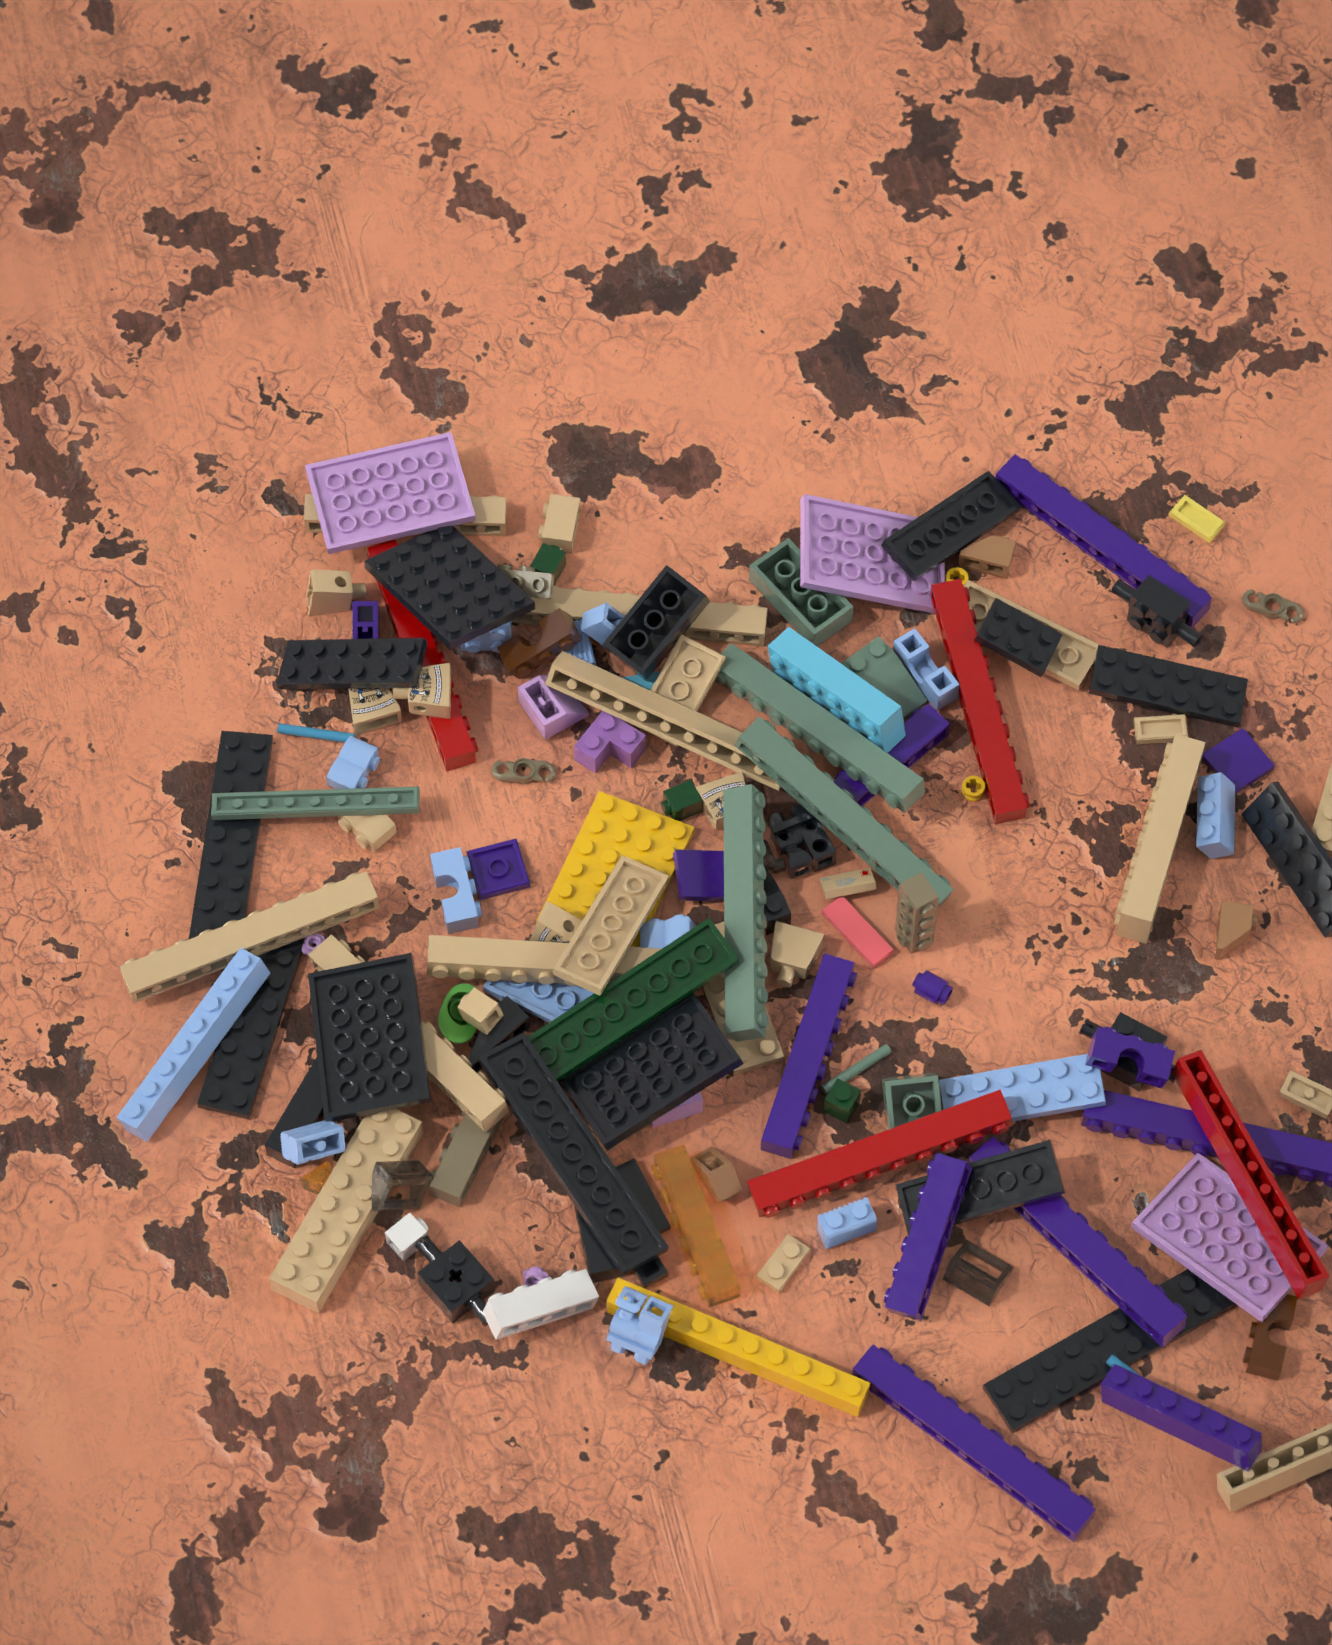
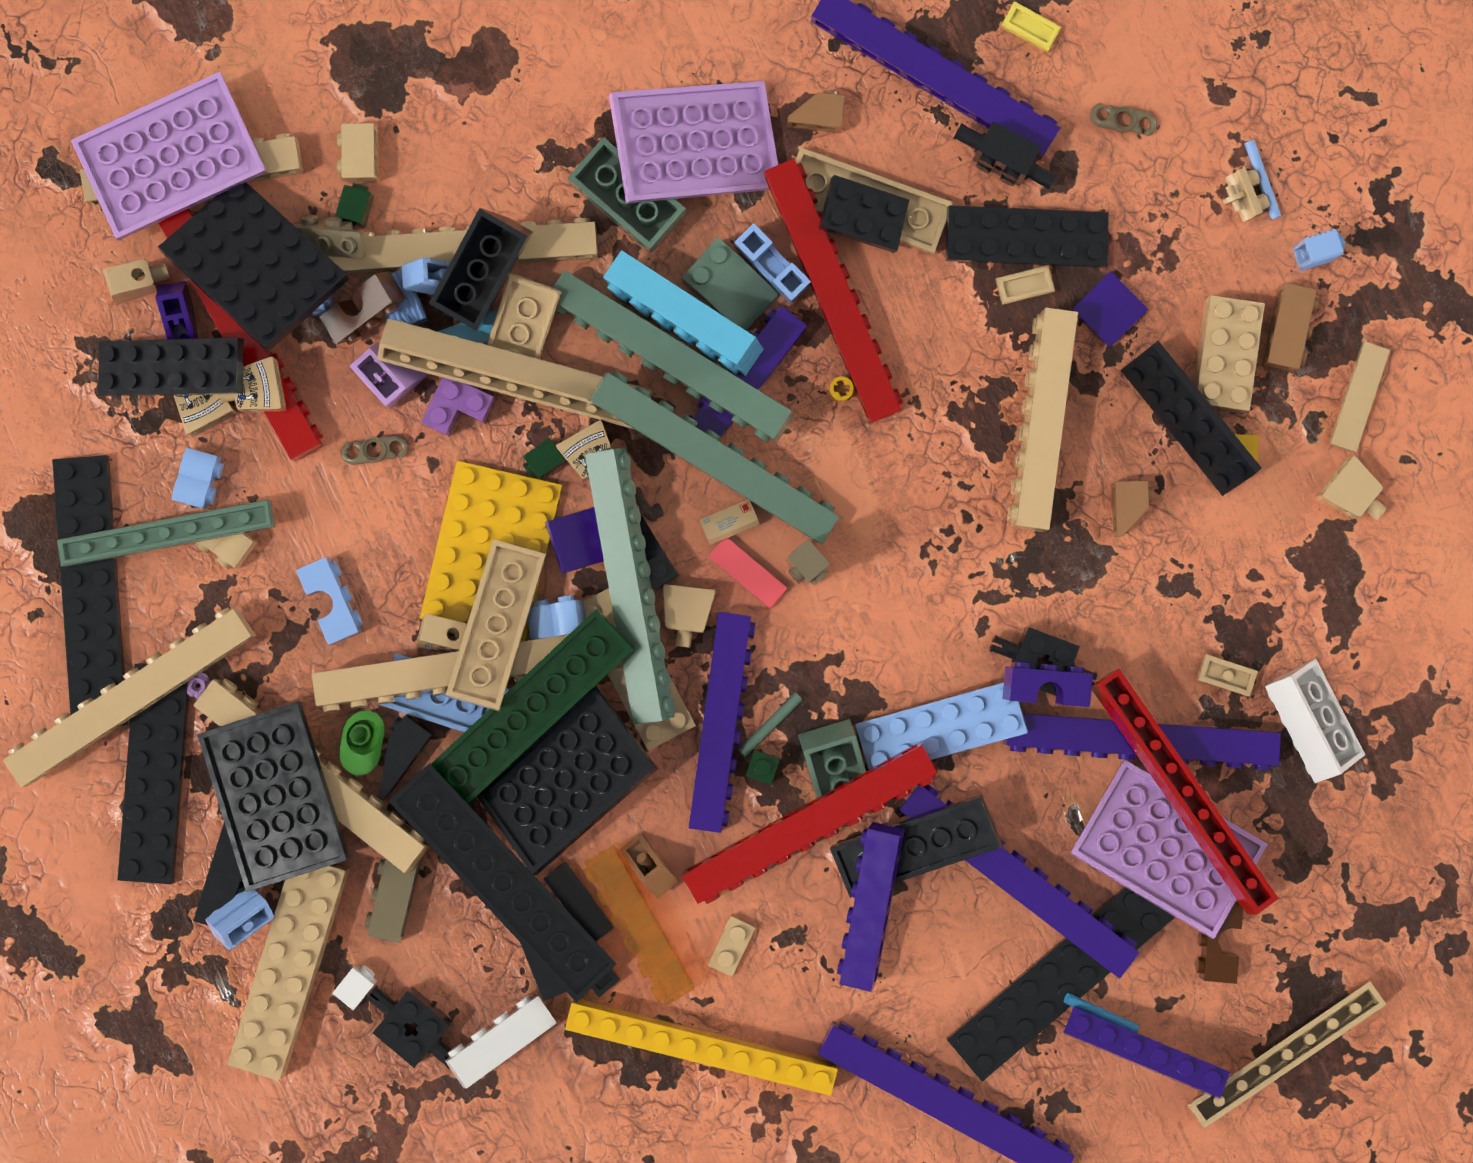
camera: 10 degrees left, 25 degrees up
(193, 1045) = (98, 825): light blue brick -> none
(313, 732) = (151, 443): dark azure bar -> none
(316, 1178) = (255, 943): clear yellow slope -> none
(399, 1174) = (333, 937): clear smoke tile -> none
(480, 1010) = (380, 743): tan brick -> none
(498, 869) = (369, 565): dark purple tile -> none
(533, 1276) = (490, 1007): lavender plate -> none
(638, 1332) = (600, 1056): light blue hips -> none
(800, 832) = (669, 476): black hips -> none
(846, 1223) = (787, 897): light blue brick -> none
(932, 987) = (833, 625): dark purple brick -> none
(951, 525) = (773, 89): black plate -> none
(957, 572) = (782, 151): yellow bush -> none
(974, 1280) = (921, 934): clear smoke tile -> none
(1215, 815) = (1096, 382): light blue brick -> none

